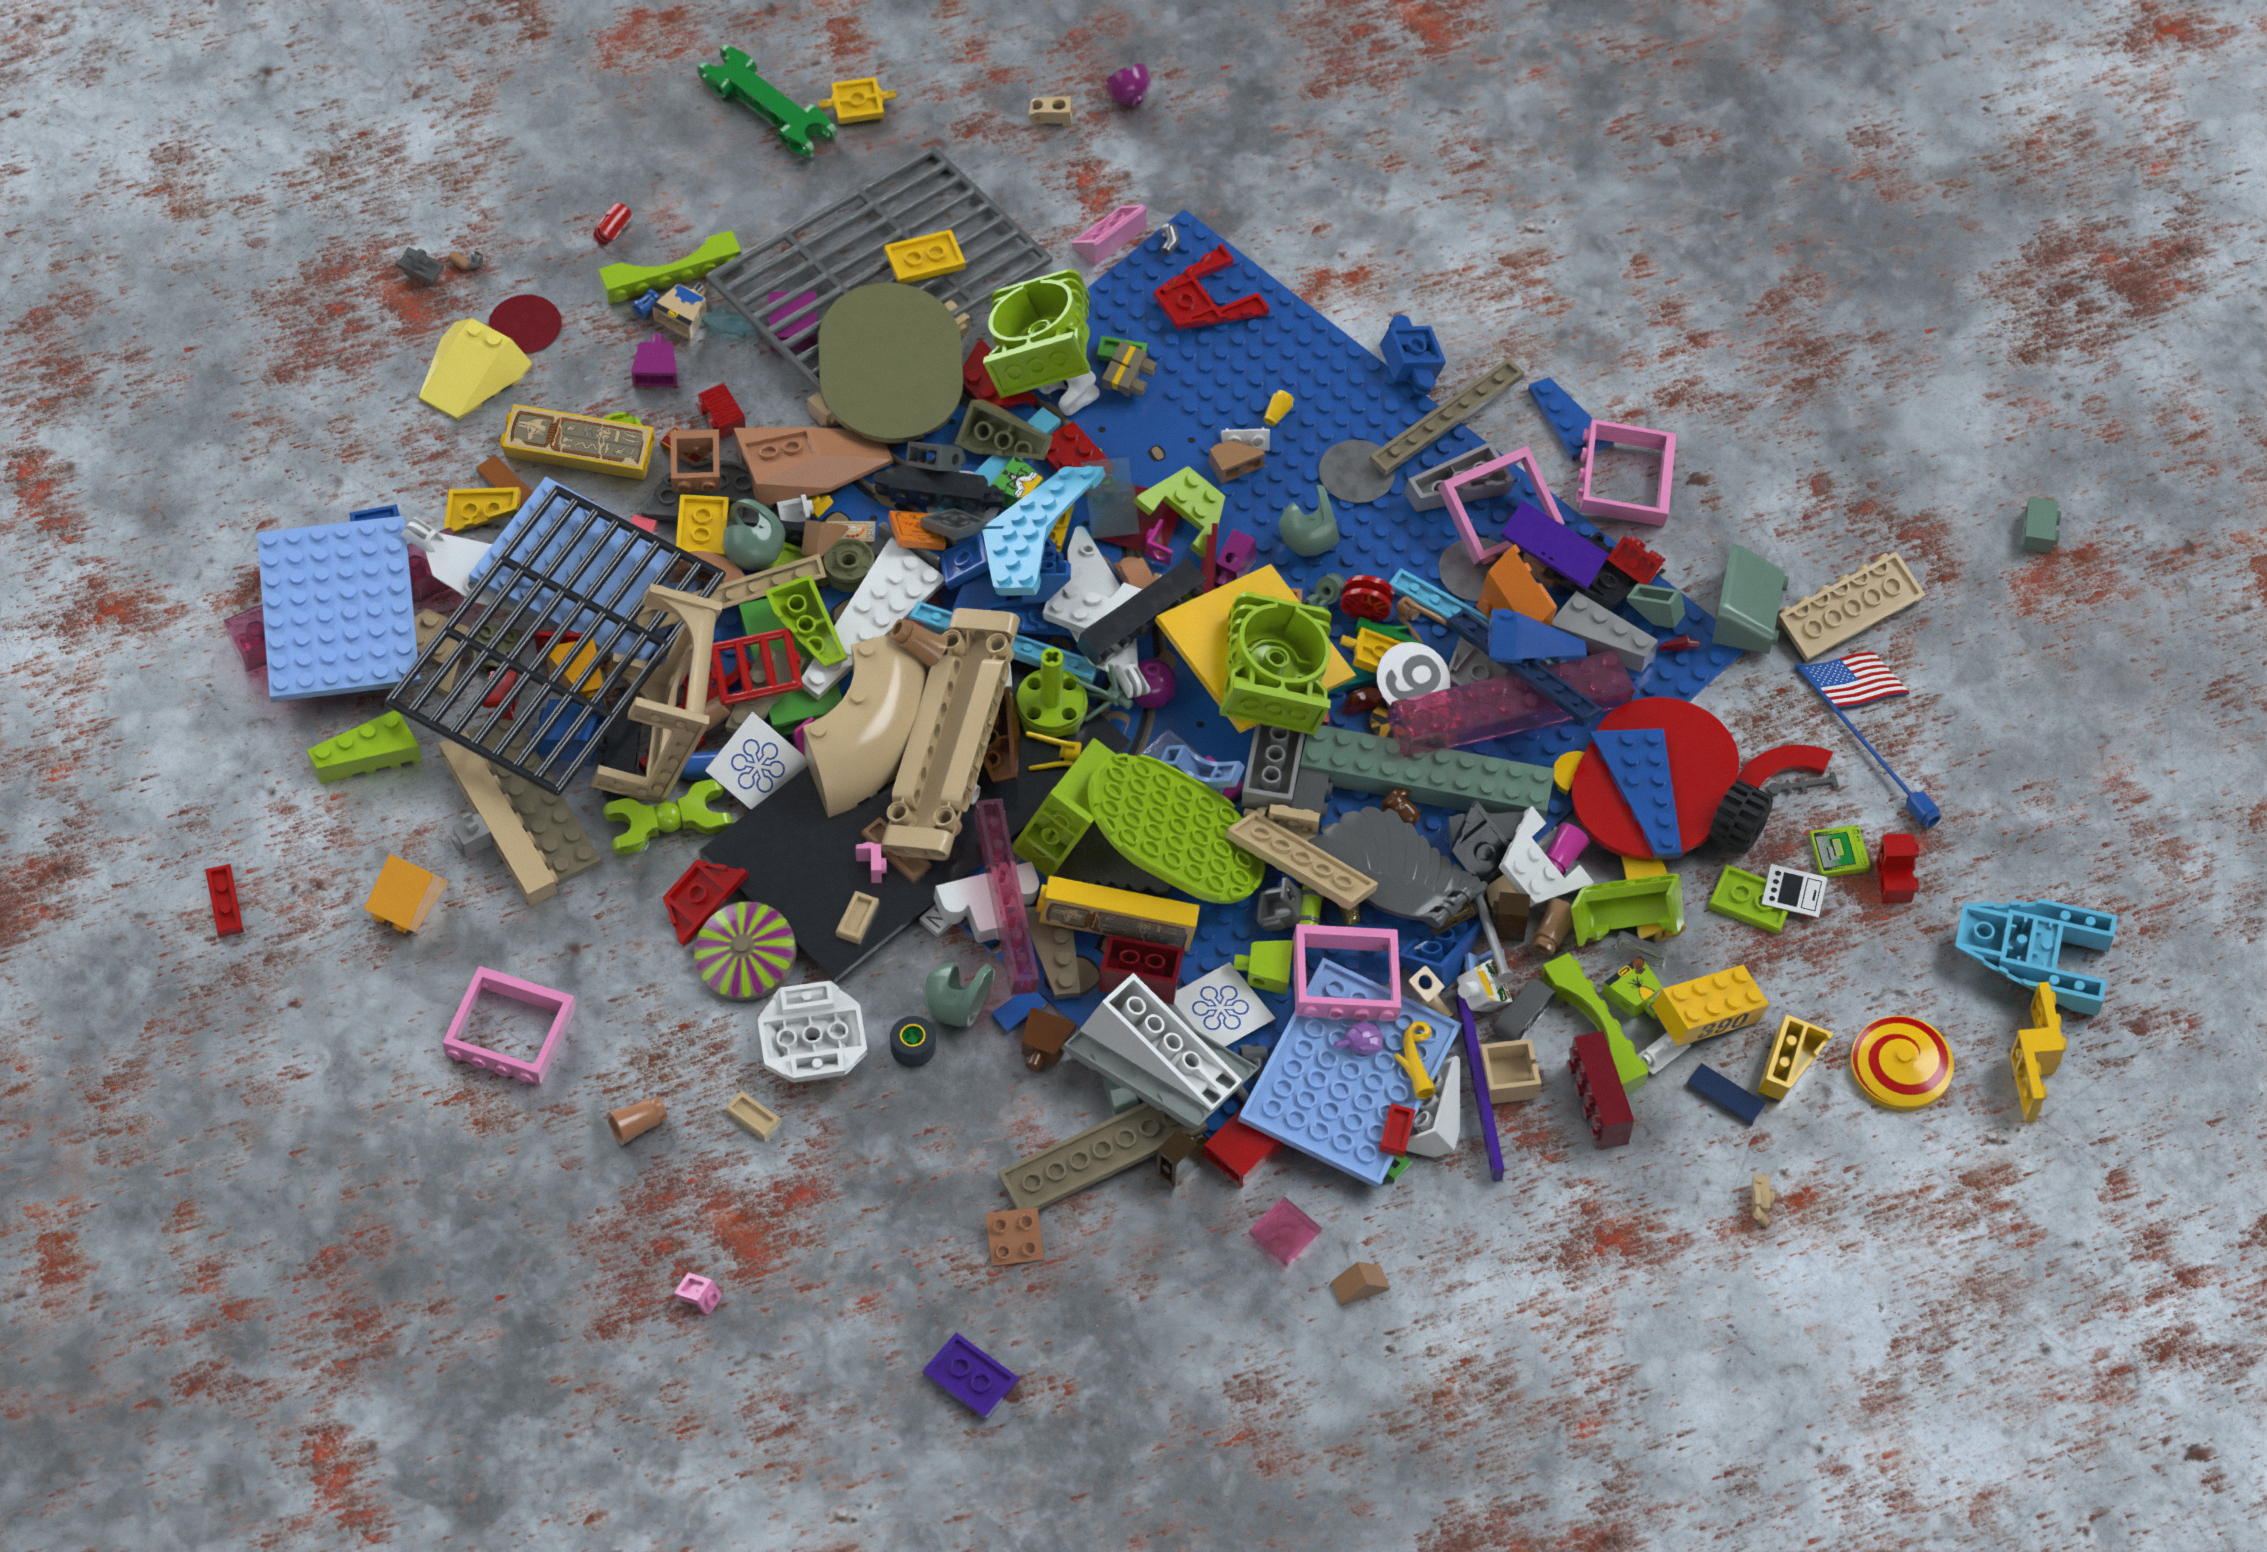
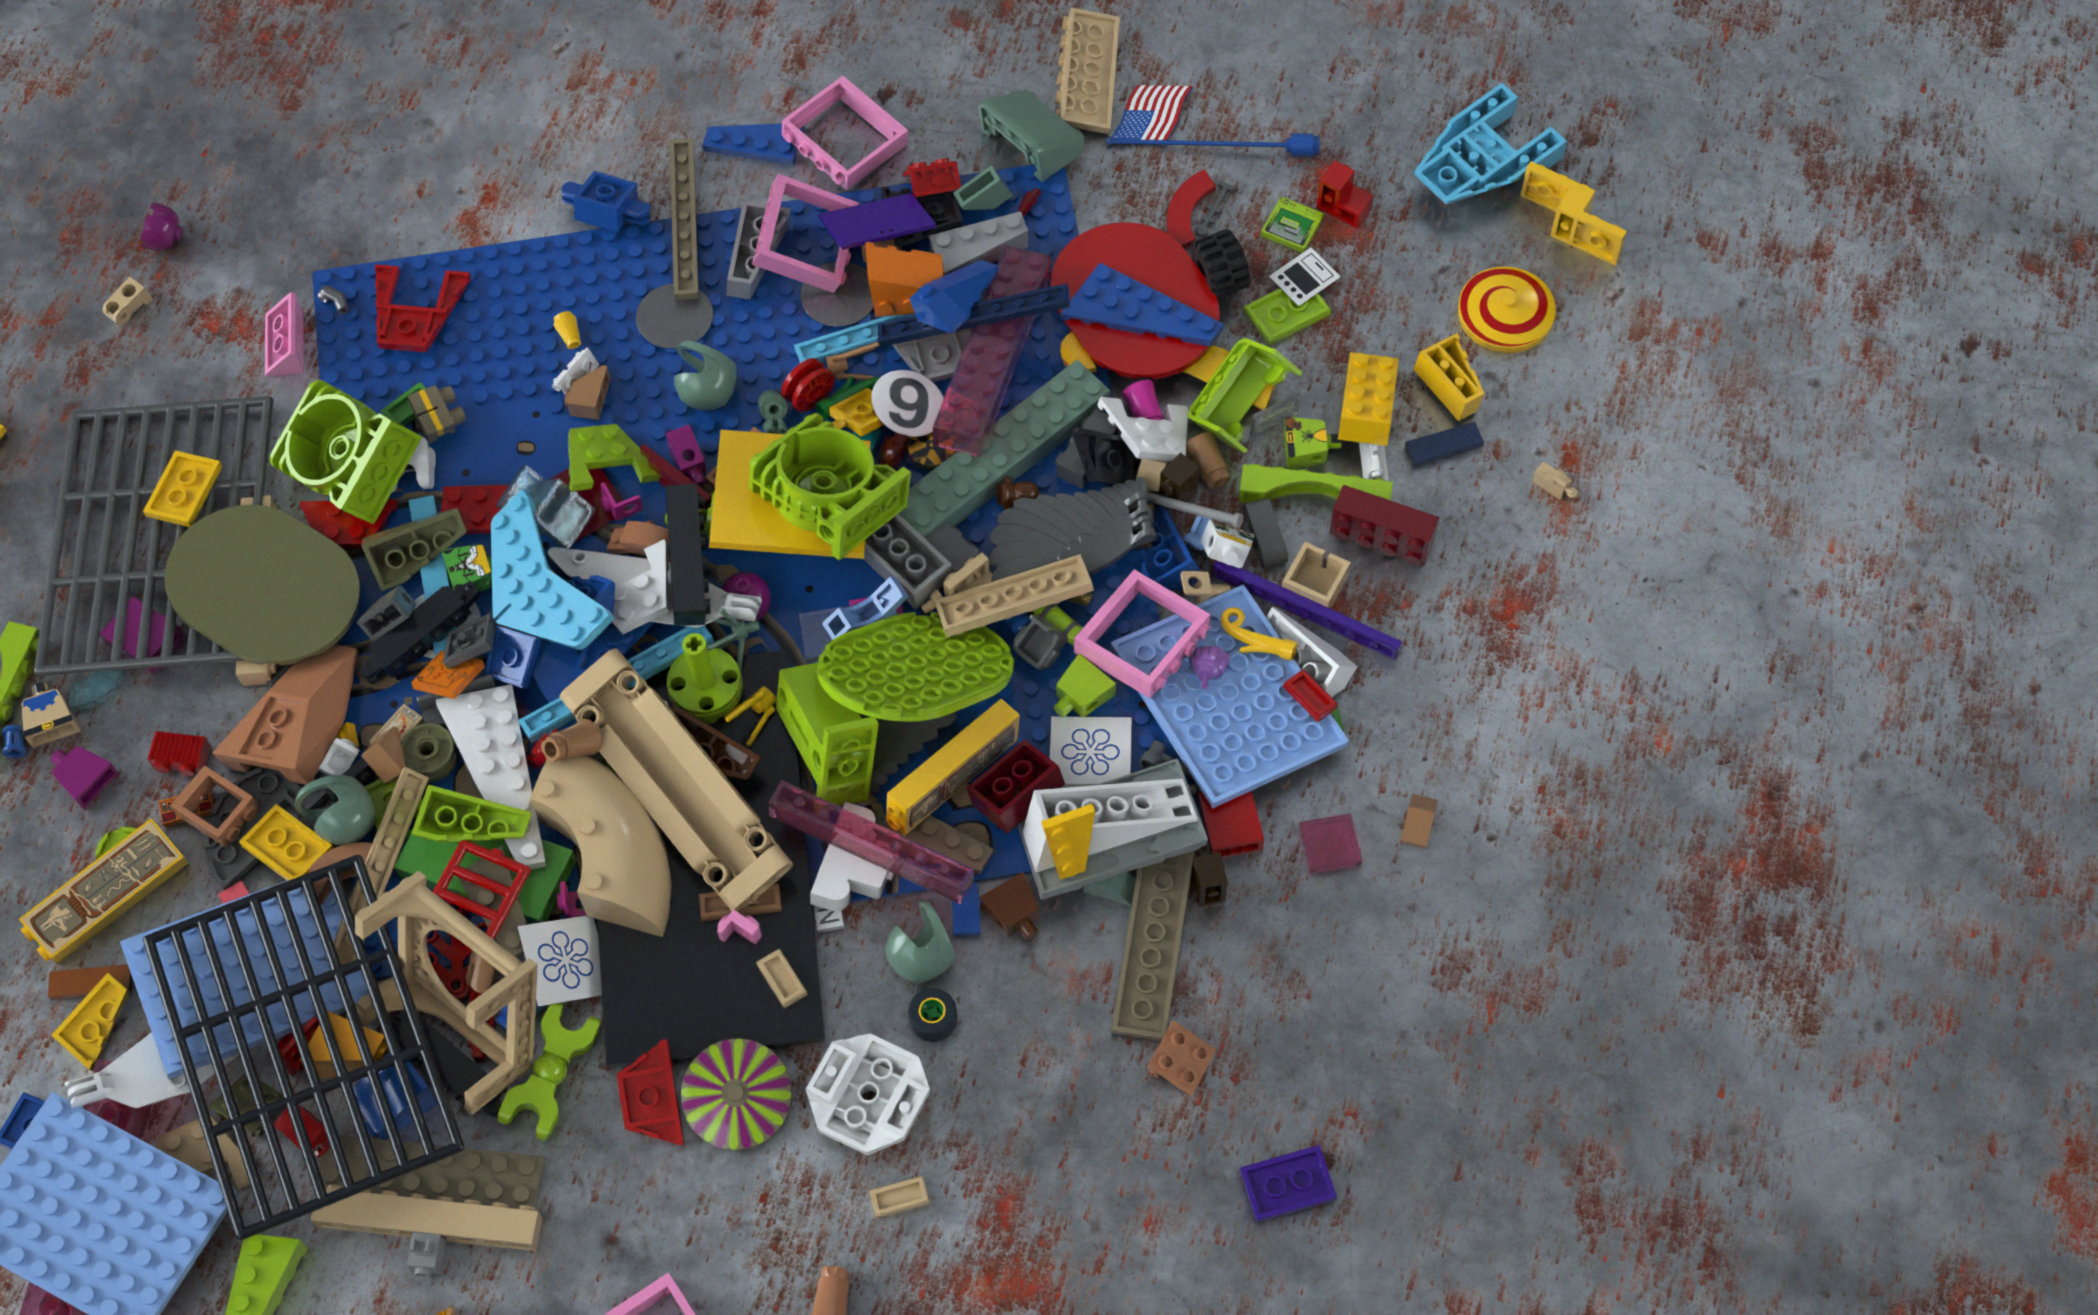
camera: 50 degrees left, 5 degrees up
(1110, 1023) = (1069, 839): none -> yellow wing

